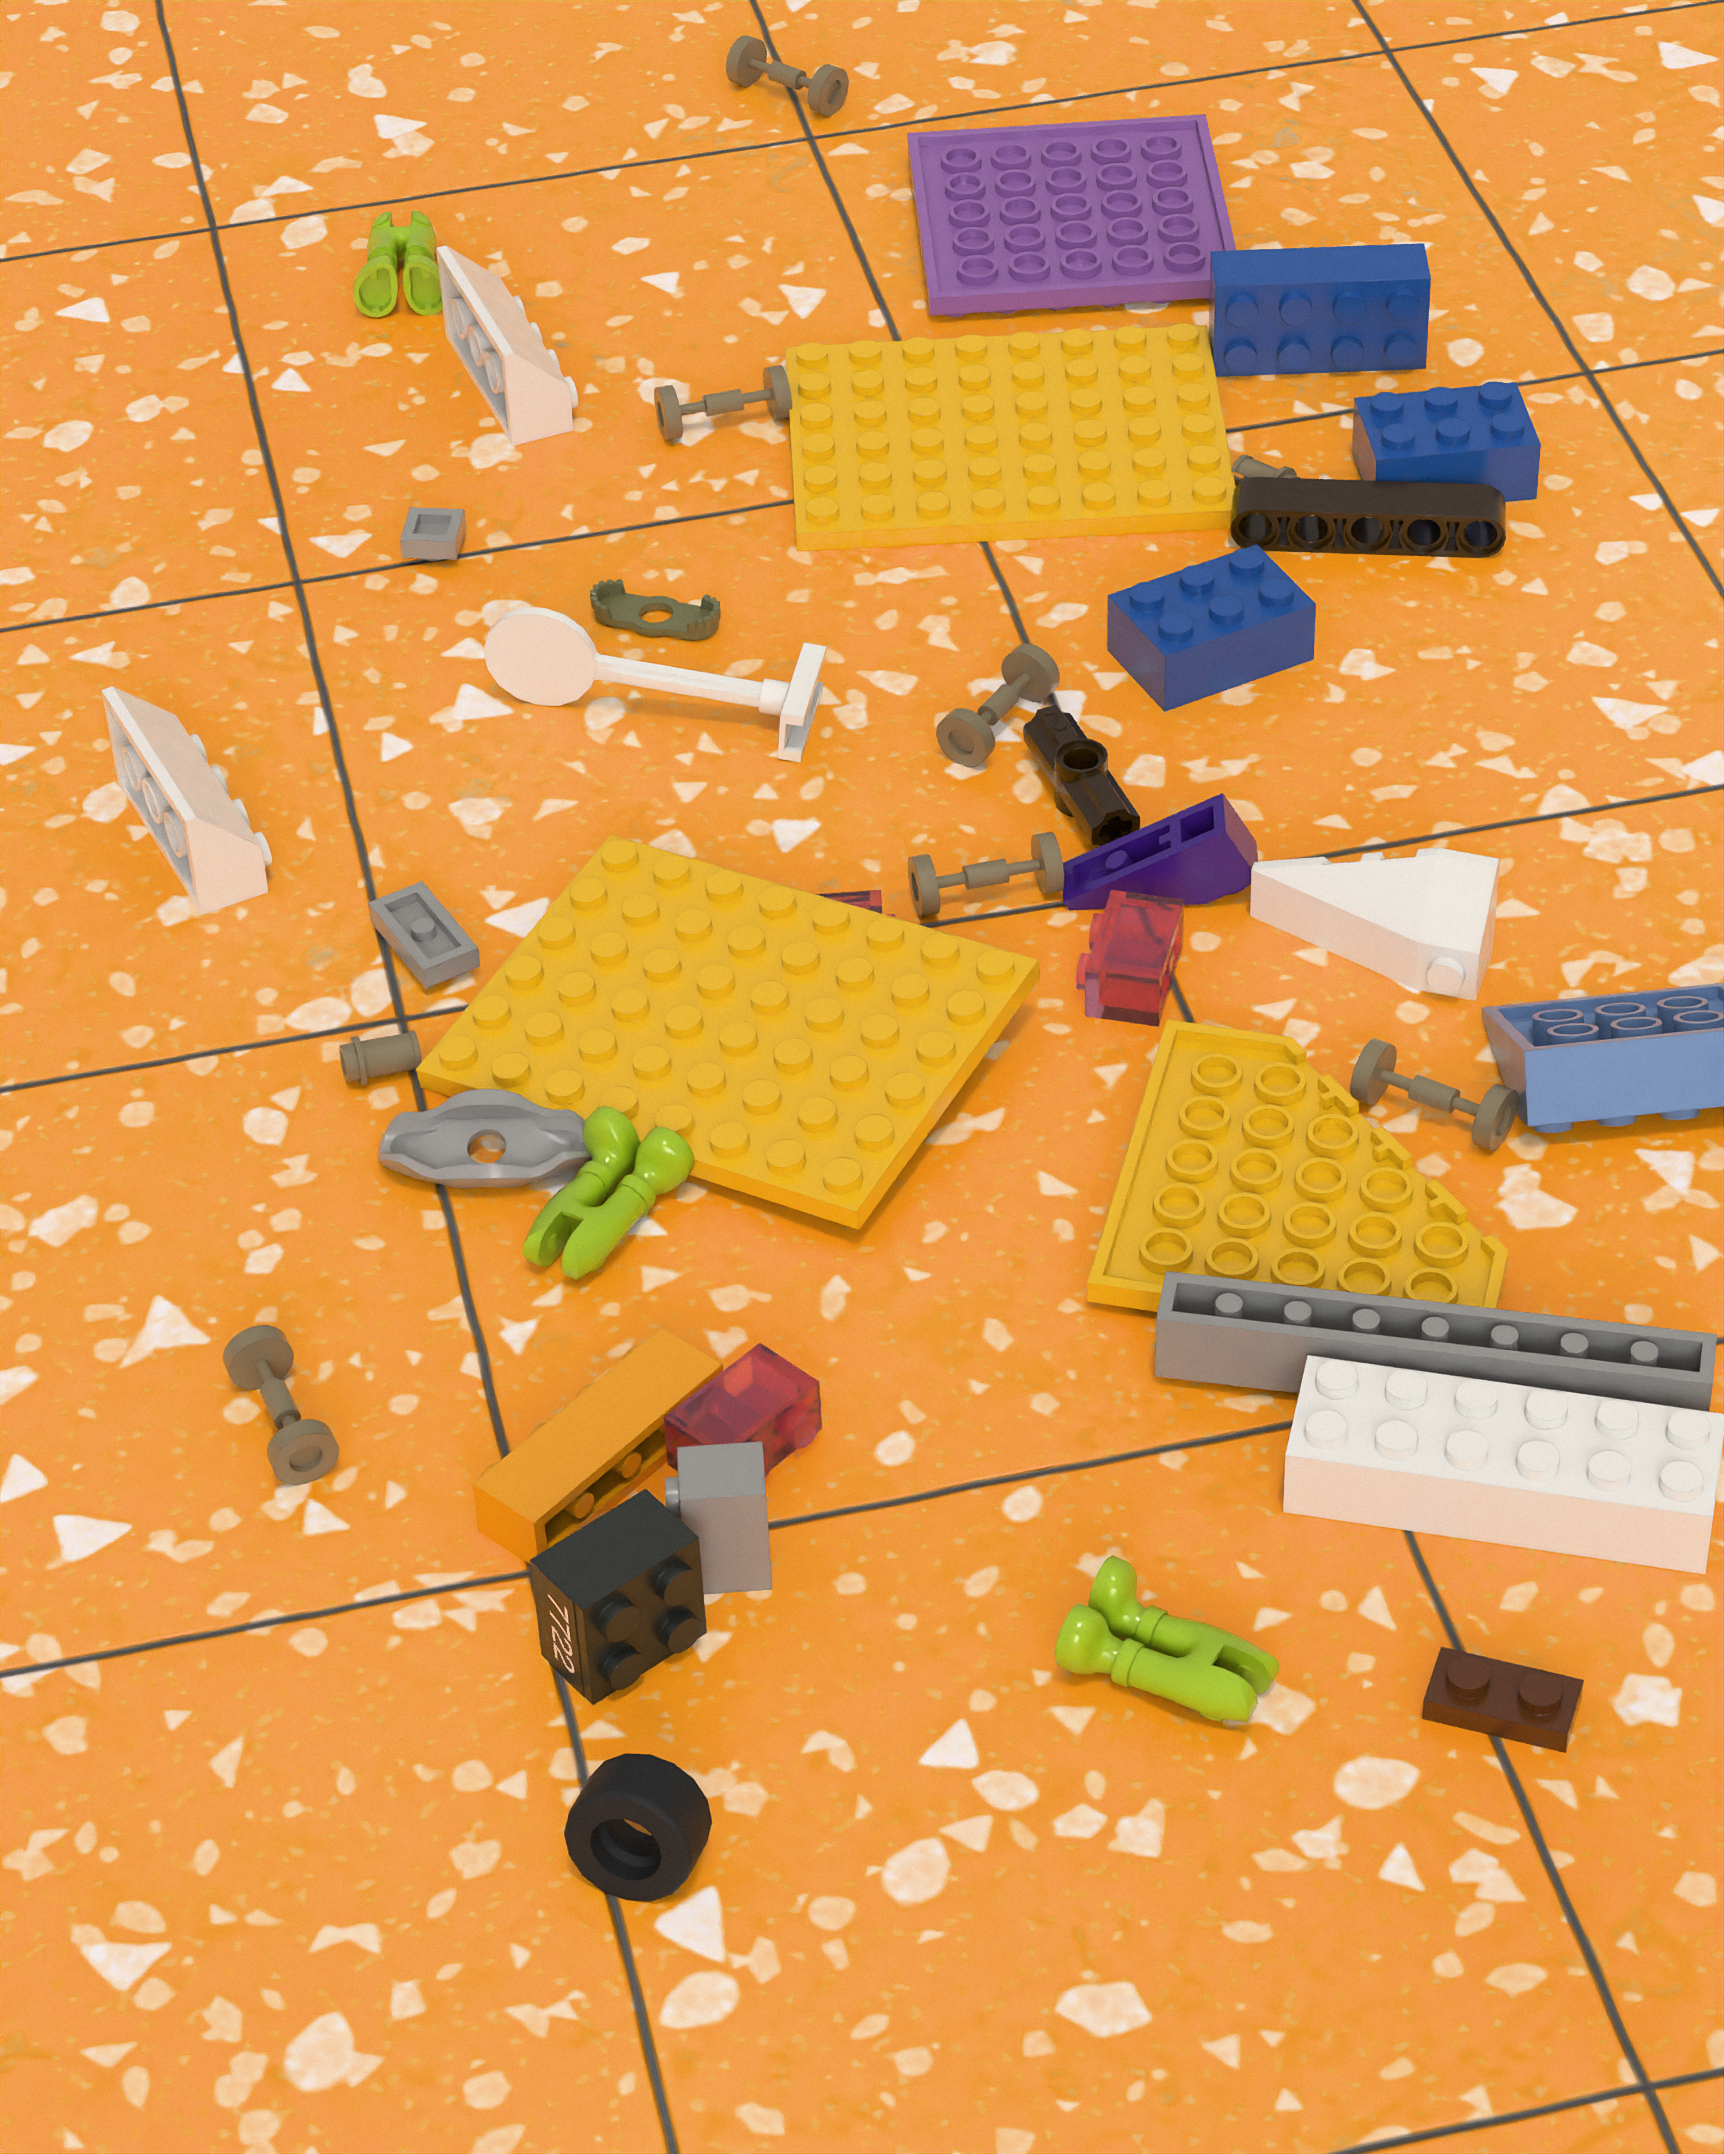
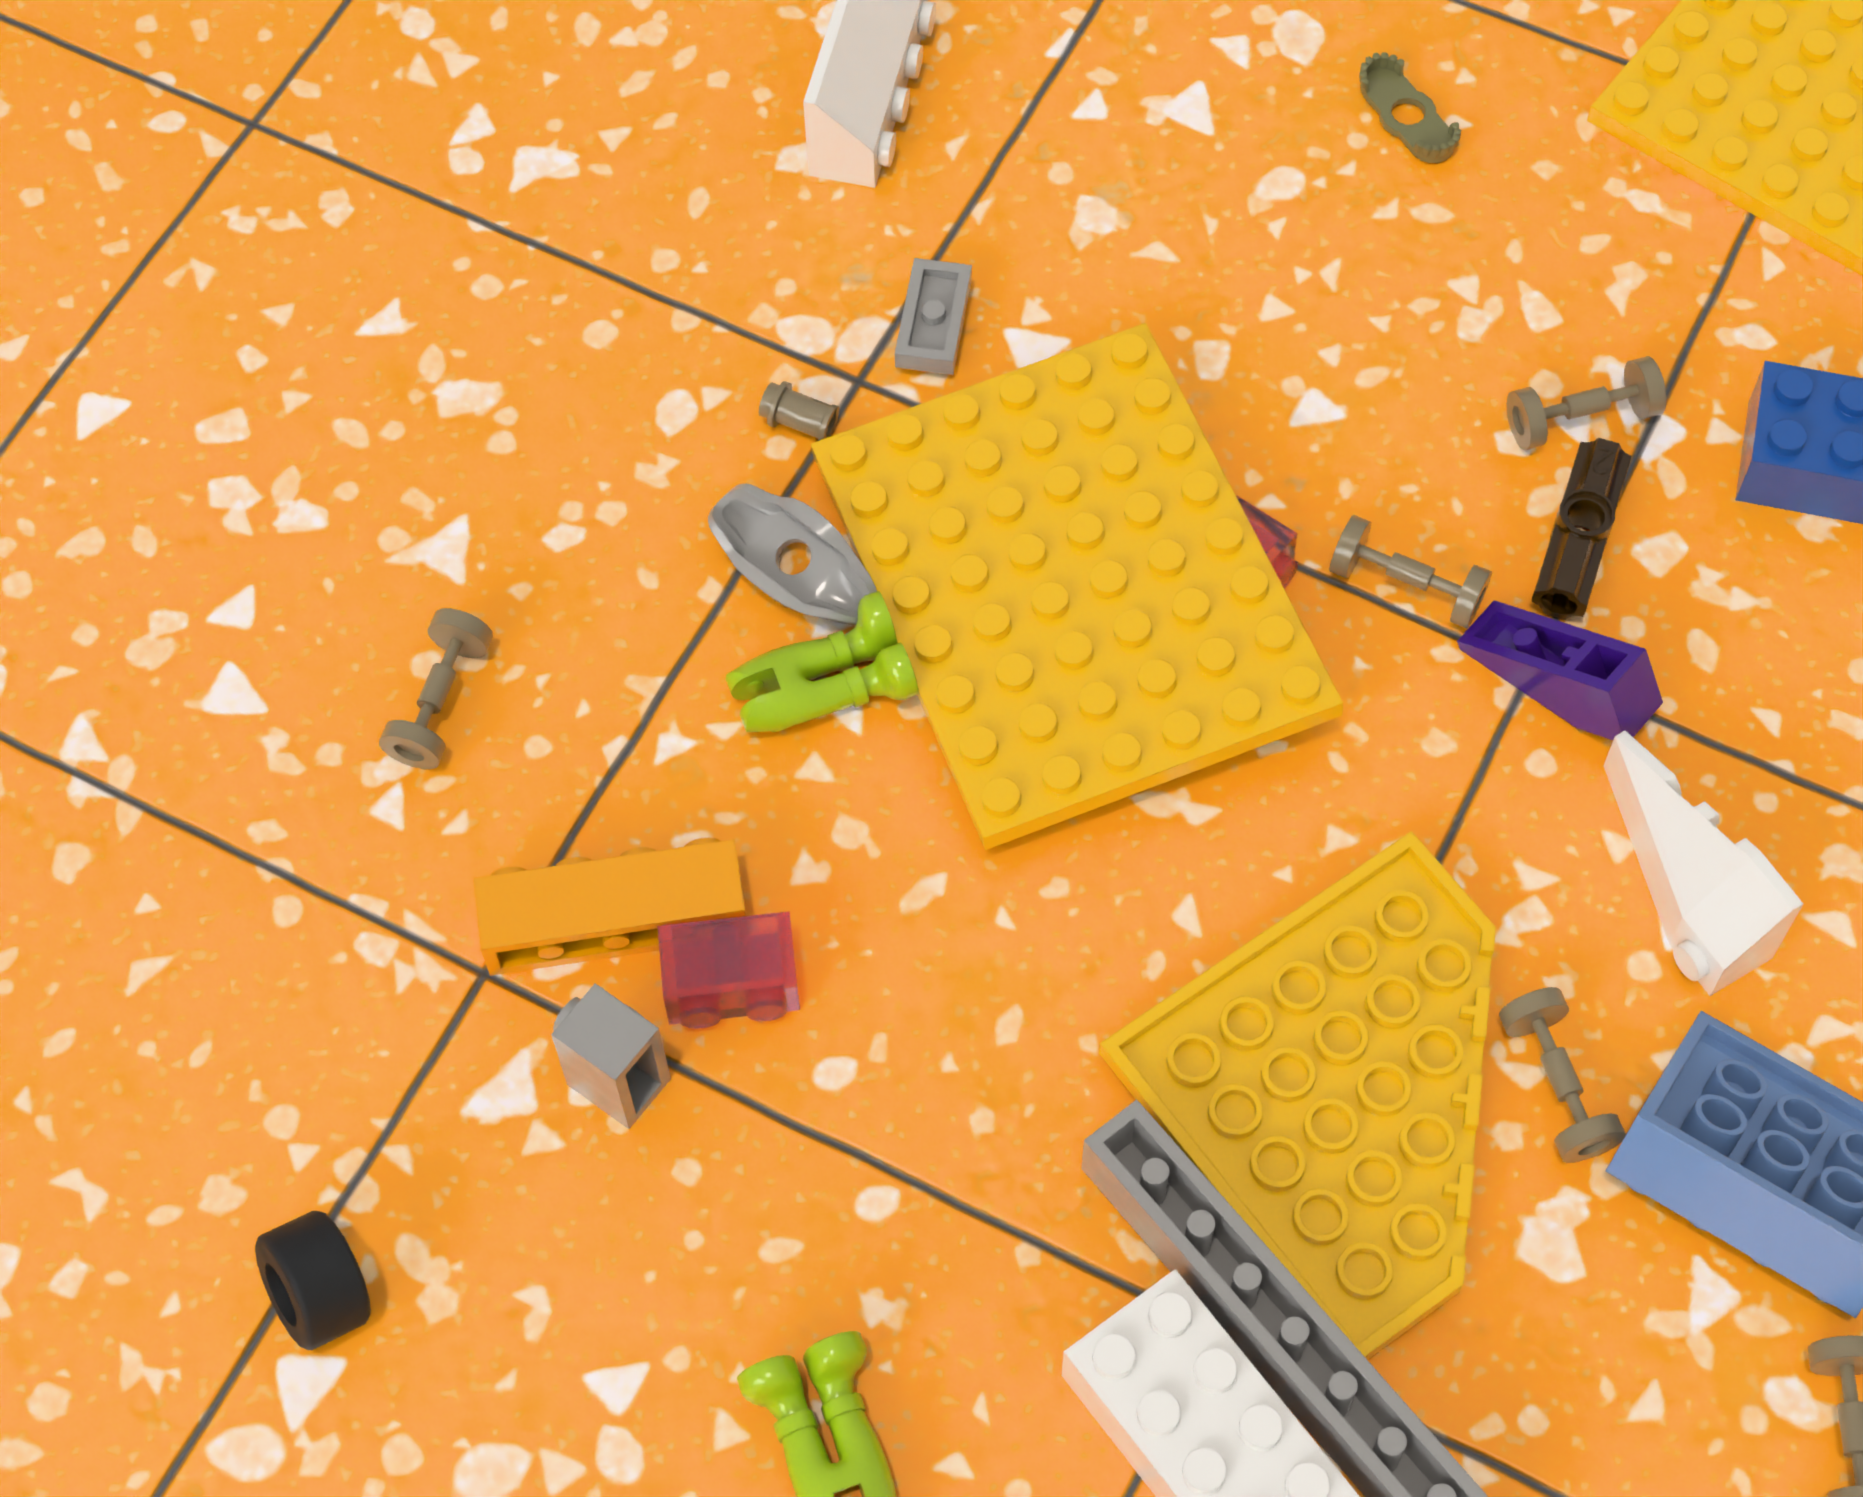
camera: 40 degrees right, 20 degrees up
(554, 662) = (1262, 124): white piece -> none
(619, 1596) = (474, 1067): pearl dark grey brick -> none
(1132, 957) = (1448, 745): clear pink brick -> none

